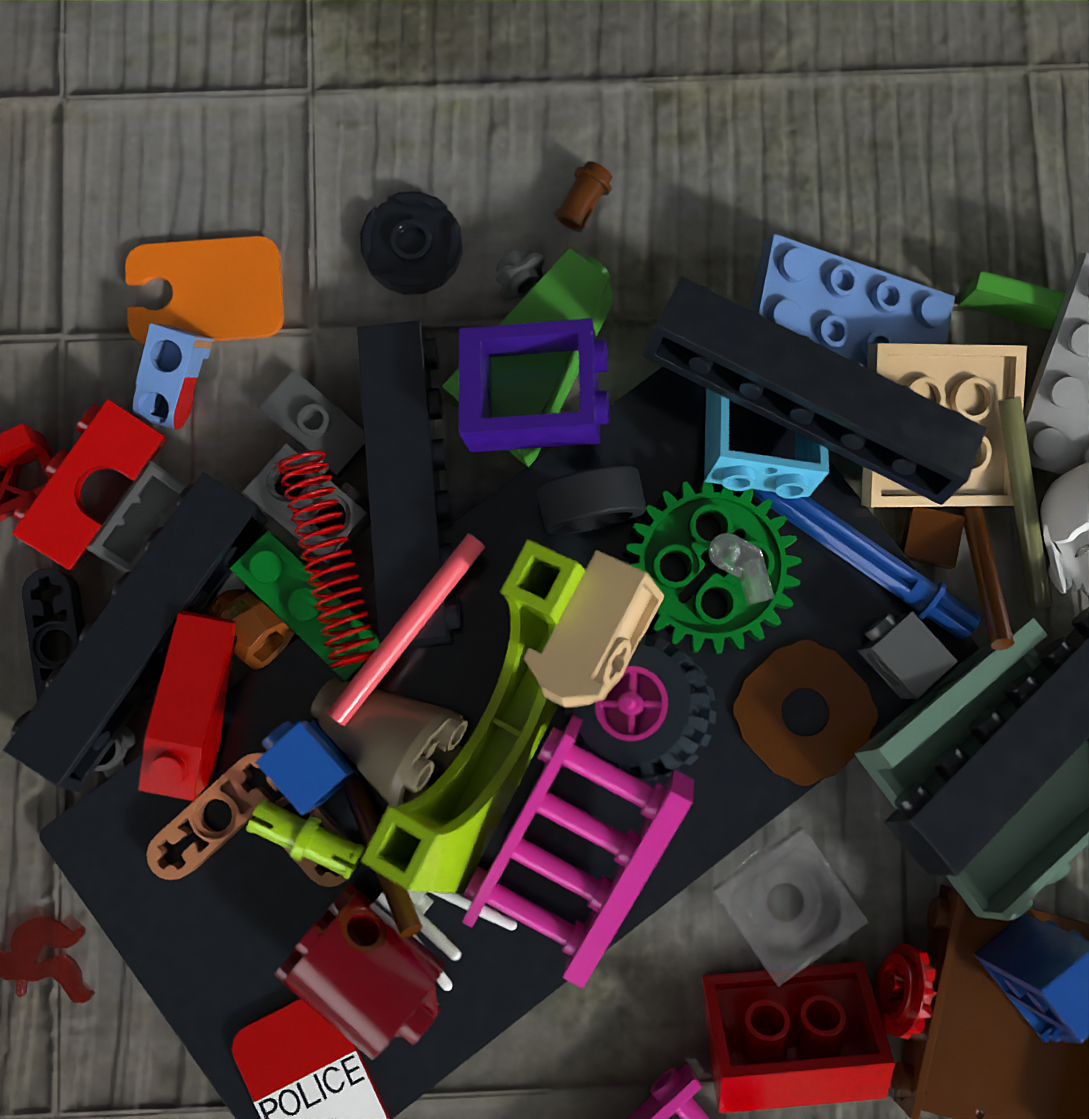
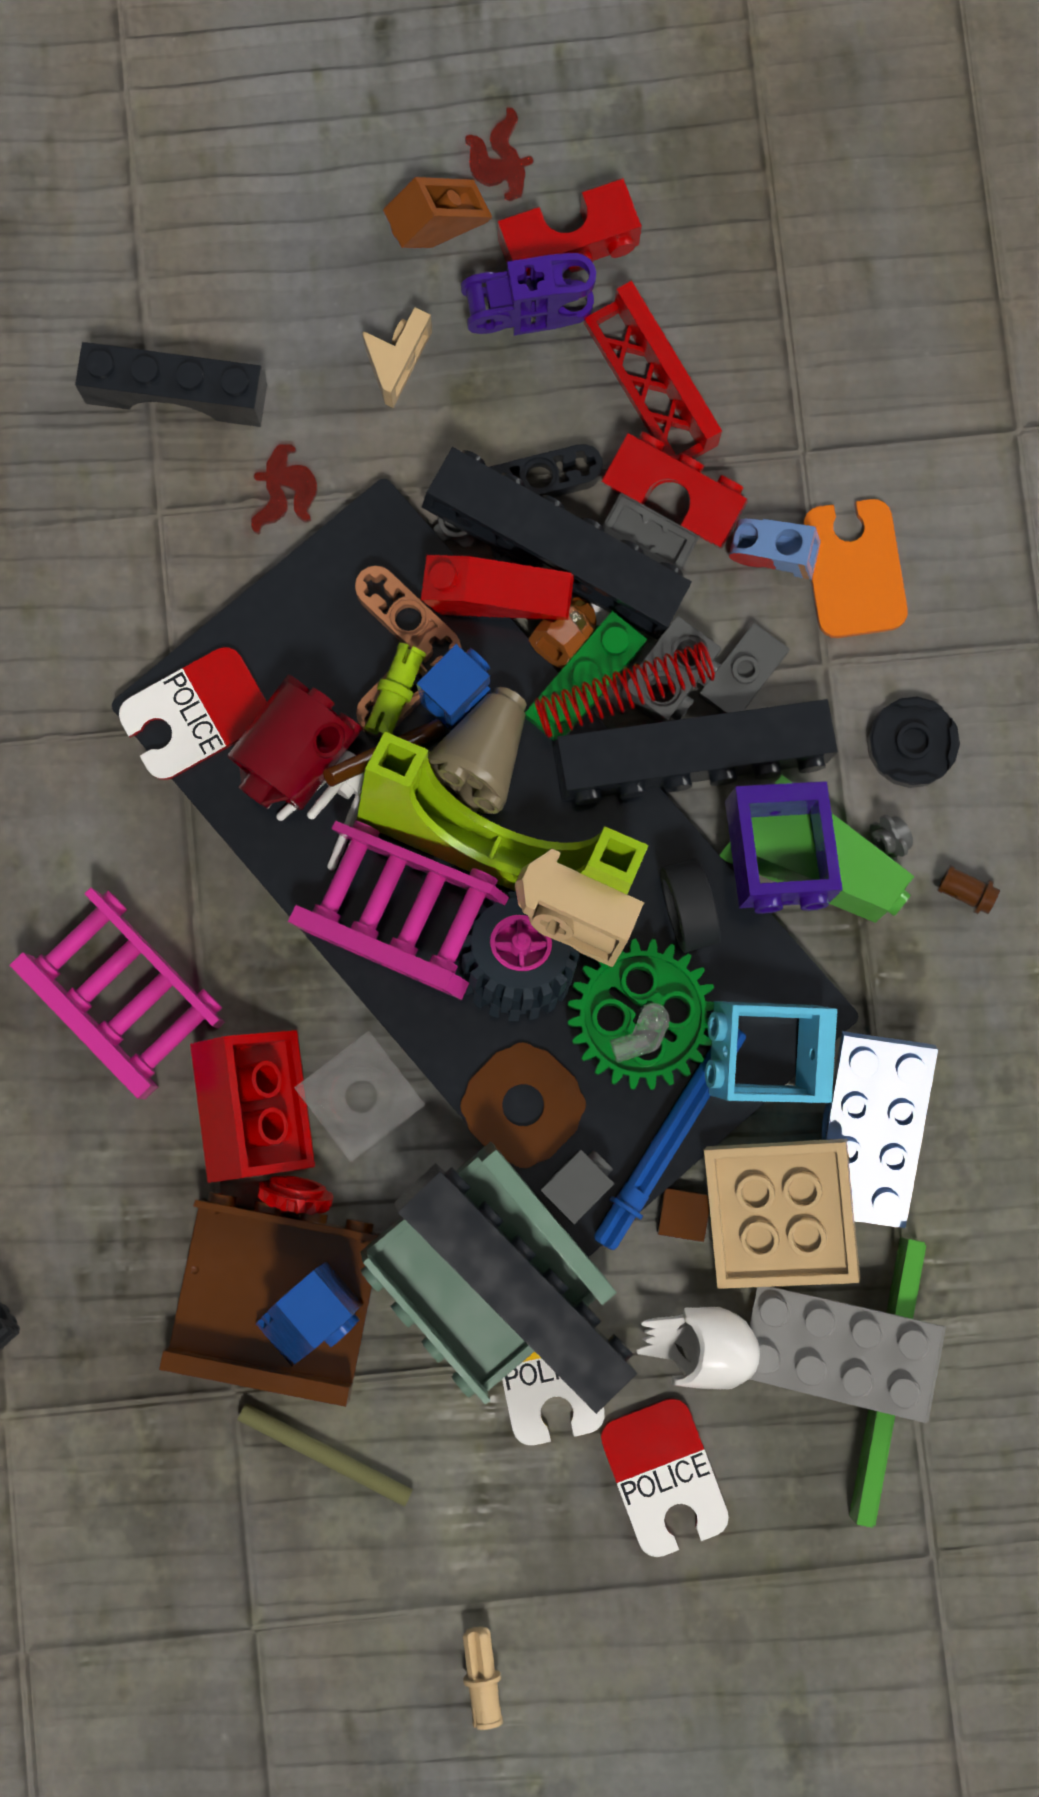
camera: 90 degrees right, 0 degrees up
(405, 629) = (570, 757): coral bar -> none
(815, 392) = (796, 1082): black brick -> none
(987, 579) = (650, 1255): reddish brown bar -> none
(1024, 502) = (720, 1291): olive bar -> none

